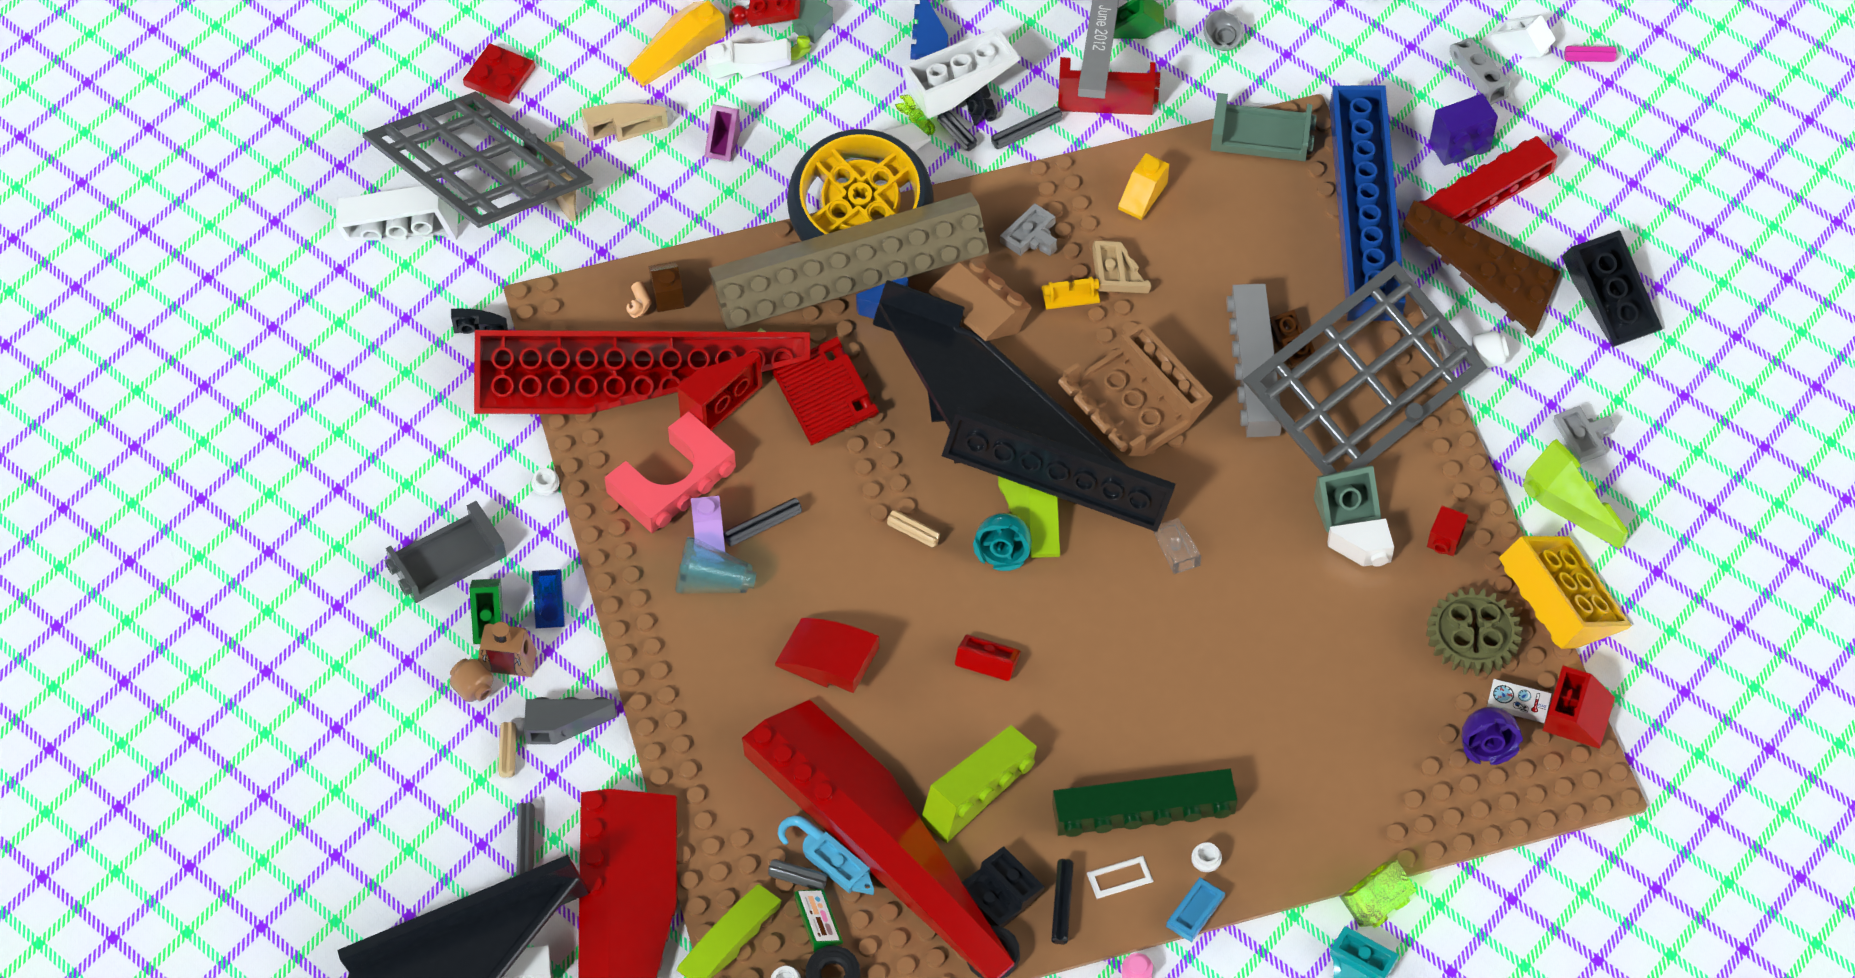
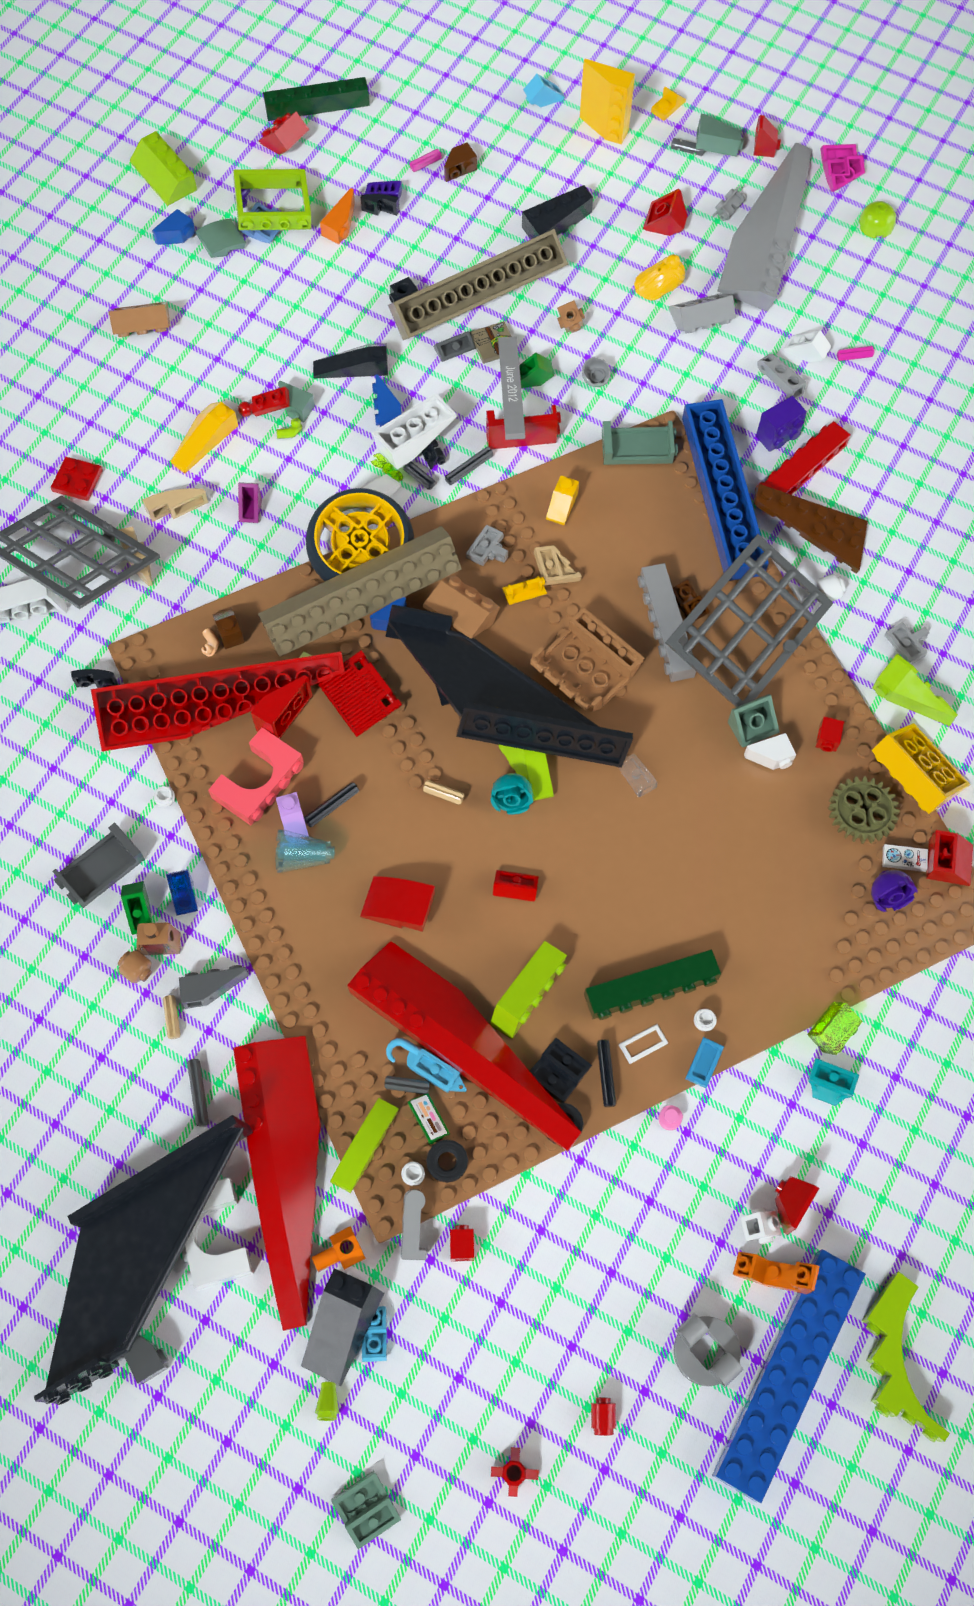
camera: 10 degrees left, 10 degrees up
(747, 59) = (257, 442): white slope -> none
(1612, 288) = (907, 529): black slope -> none

